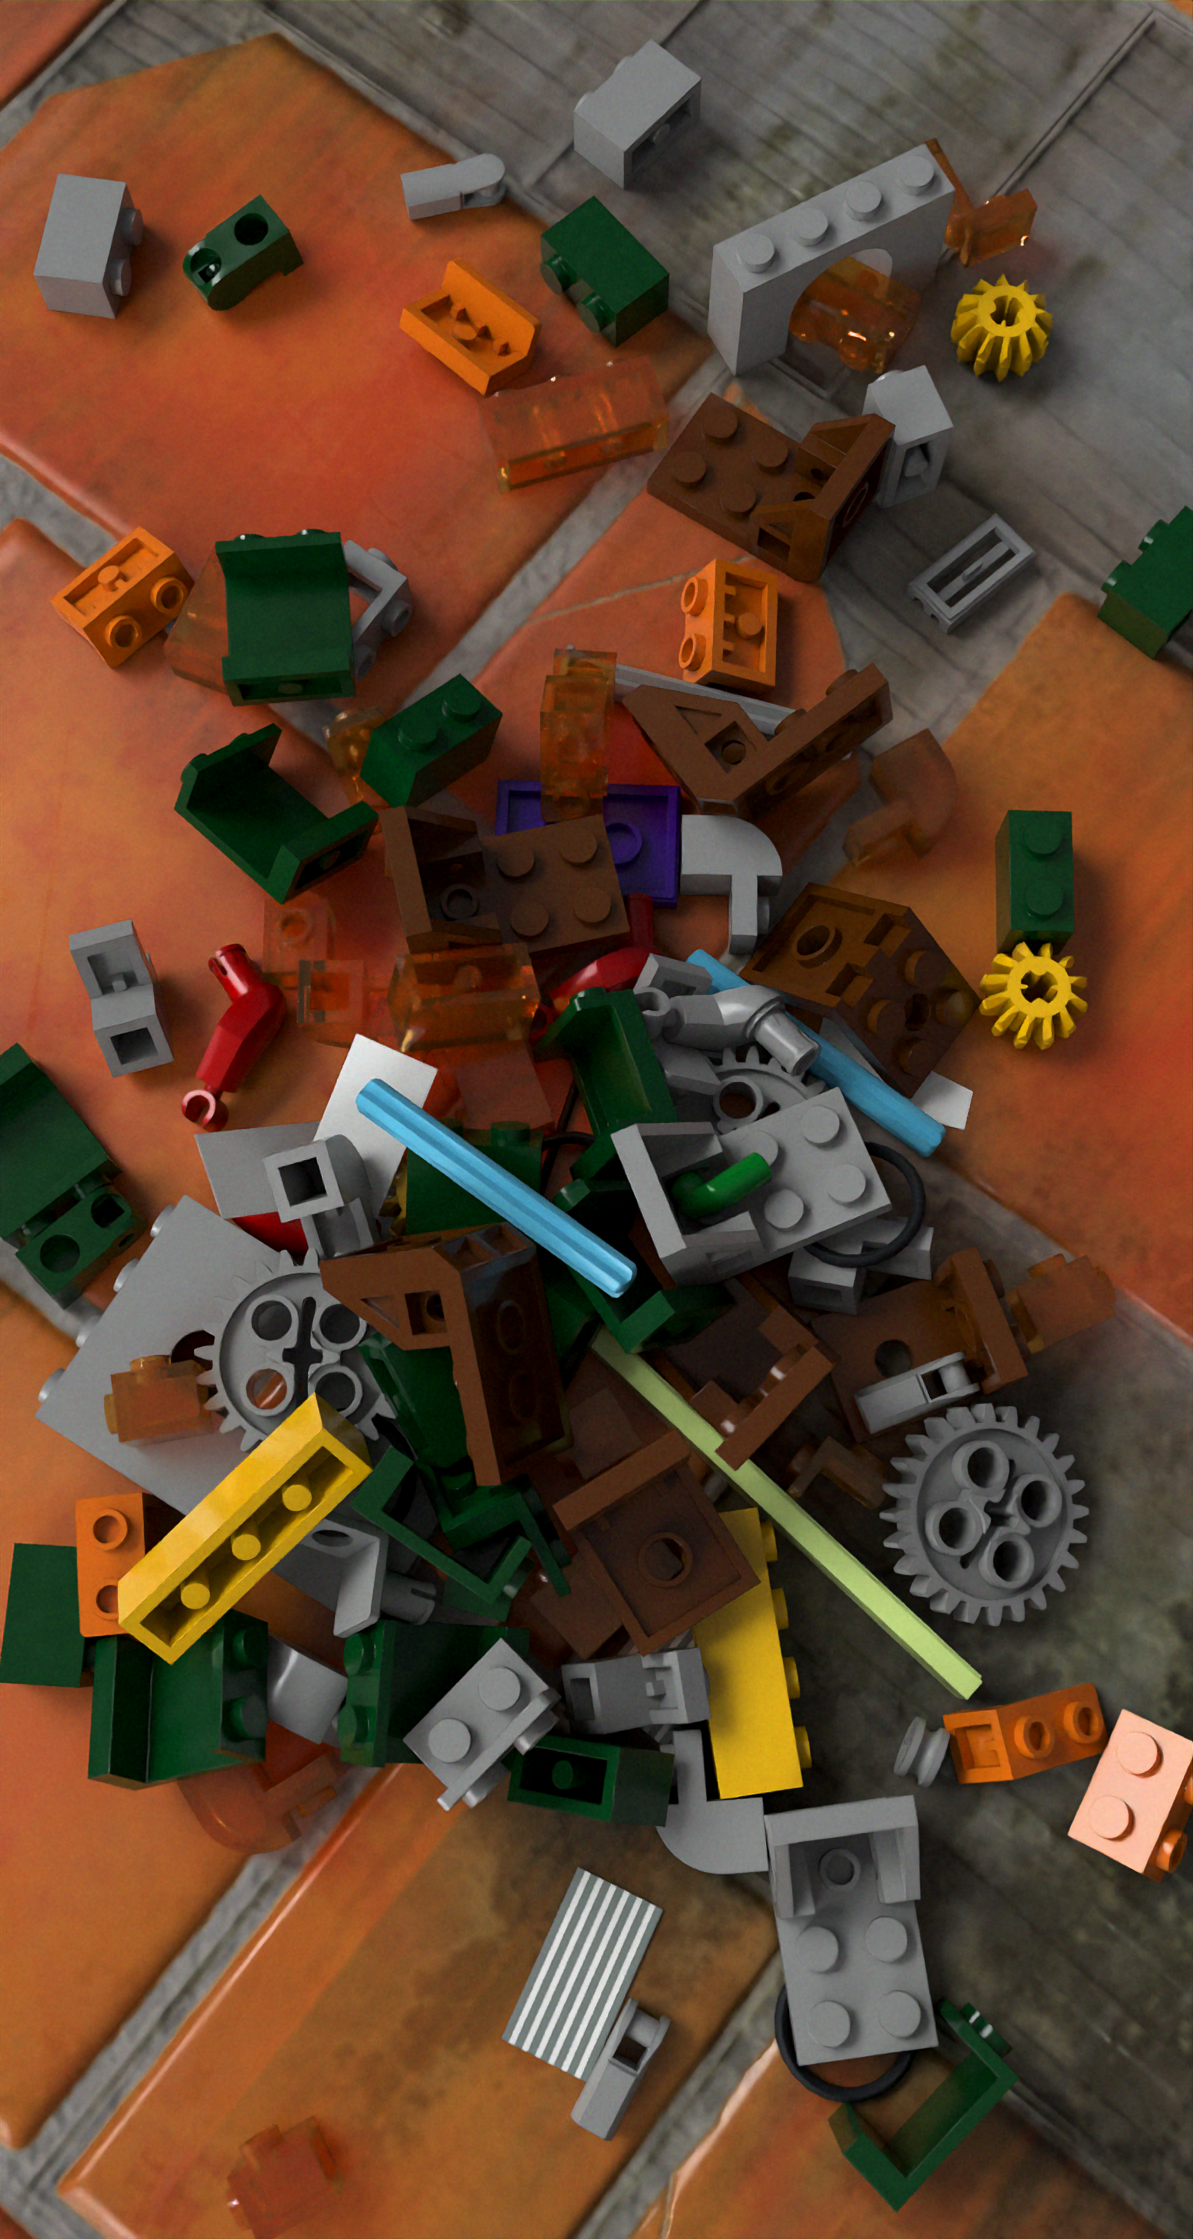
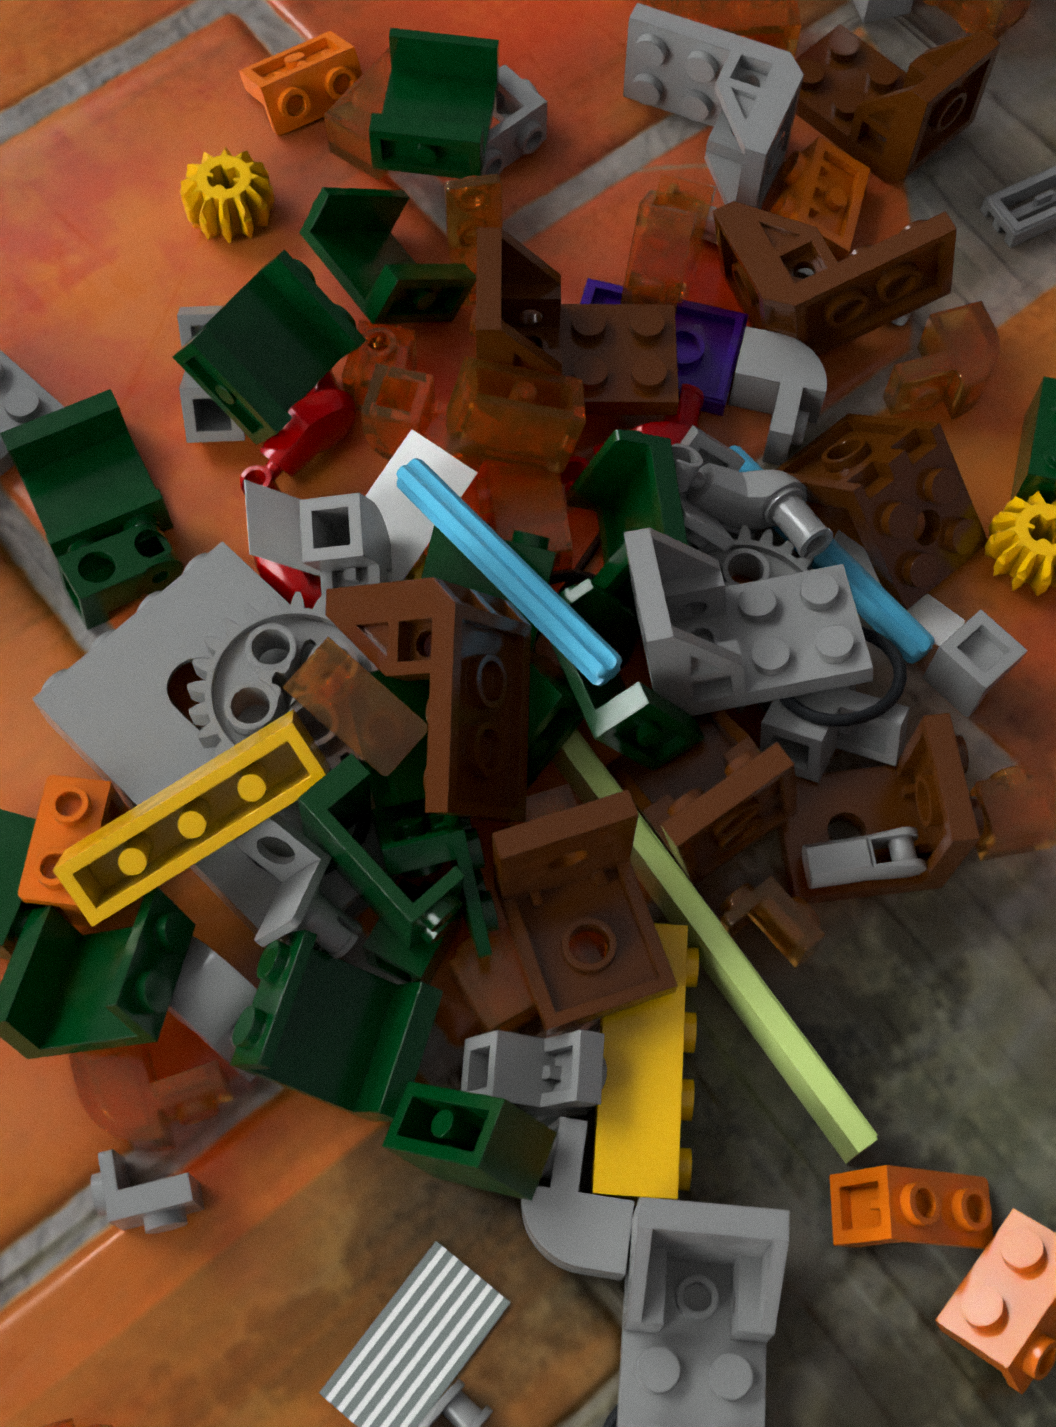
camera: 10 degrees right, 10 degrees down
(55, 770) = (227, 195): none -> yellow gear
(157, 1402) = (147, 703): clear orange brick -> none
(177, 965) = (269, 346): none -> dark green panel
(302, 1904) = (155, 1204): none -> light grey bracket
(376, 1382) = (356, 707): none -> clear orange bracket
(430, 744) = (549, 219): dark green brick -> none
(480, 1721) = (378, 1060): light grey bracket -> none
(621, 514) = (722, 83): none -> light grey bracket
(724, 1190) = (719, 619): green arm -> none
(919, 436) = (1013, 78): light grey brick -> none
(921, 1752) = (804, 1201): light grey bush -> none
(984, 1514) = (948, 1025): light grey gear -> none
(991, 1150) = (973, 662): none -> light grey panel

